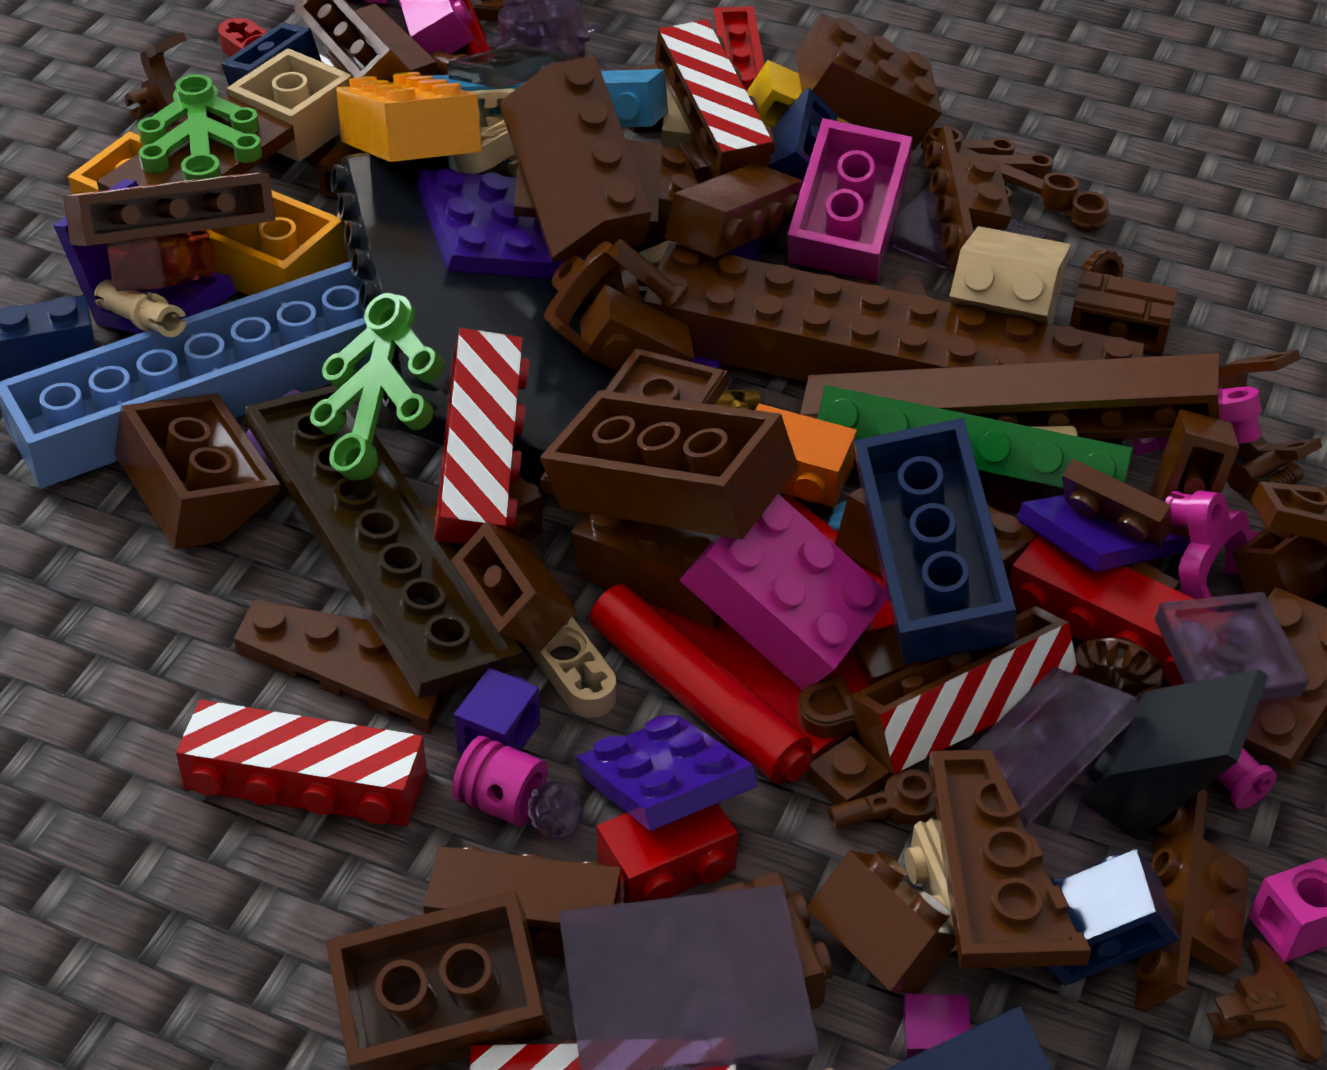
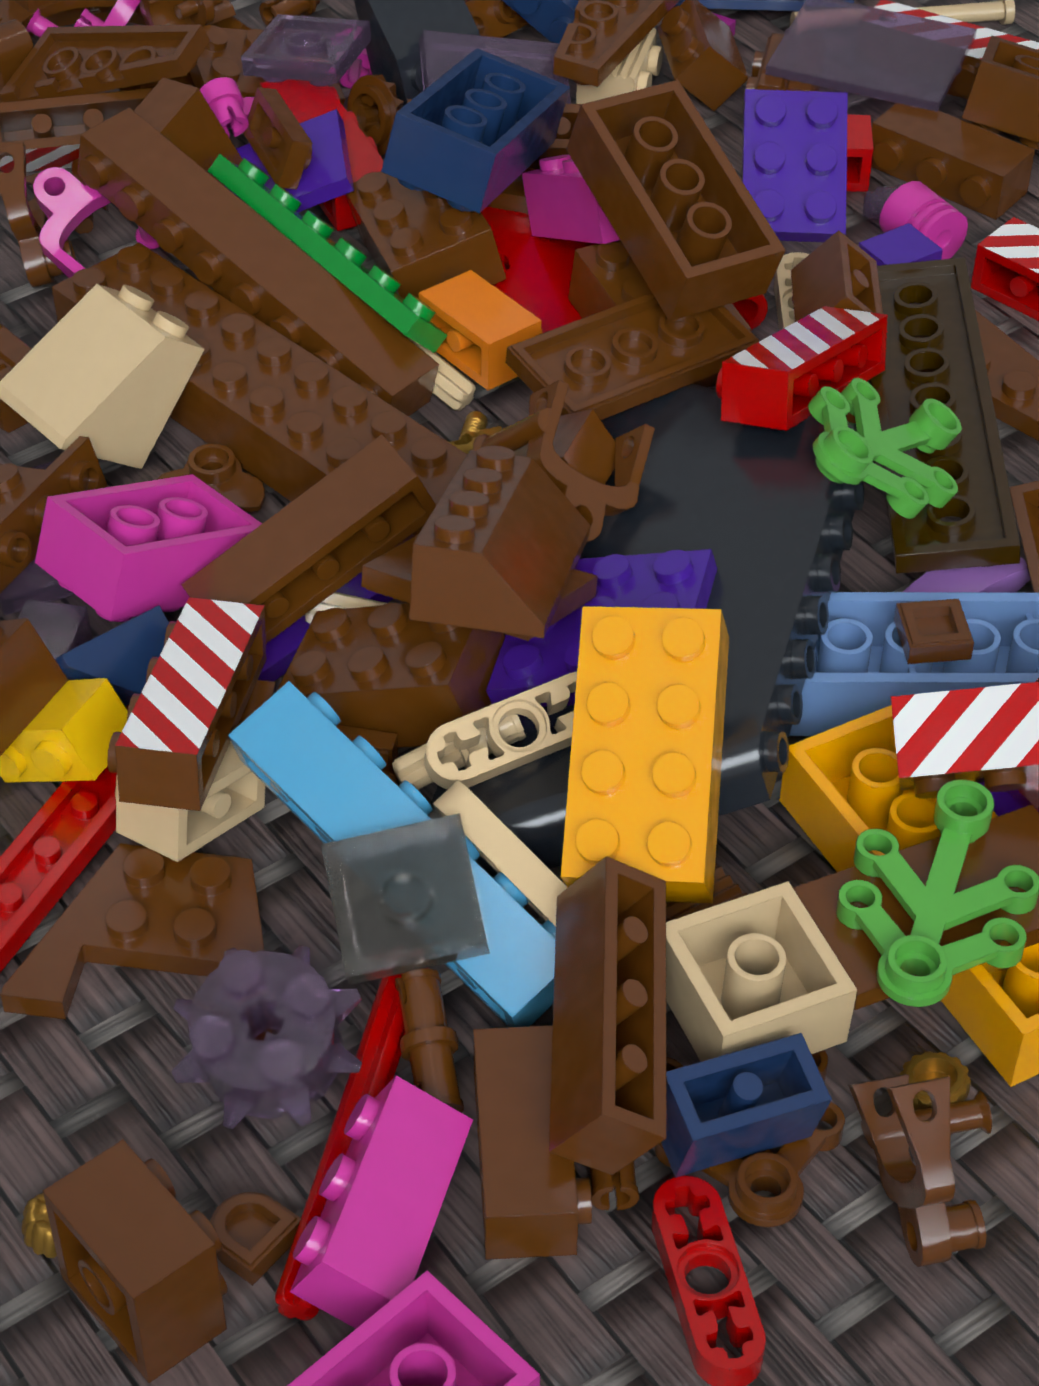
camera: 150 degrees left, 0 degrees up
(279, 309) = (933, 631): none -> reddish brown tile

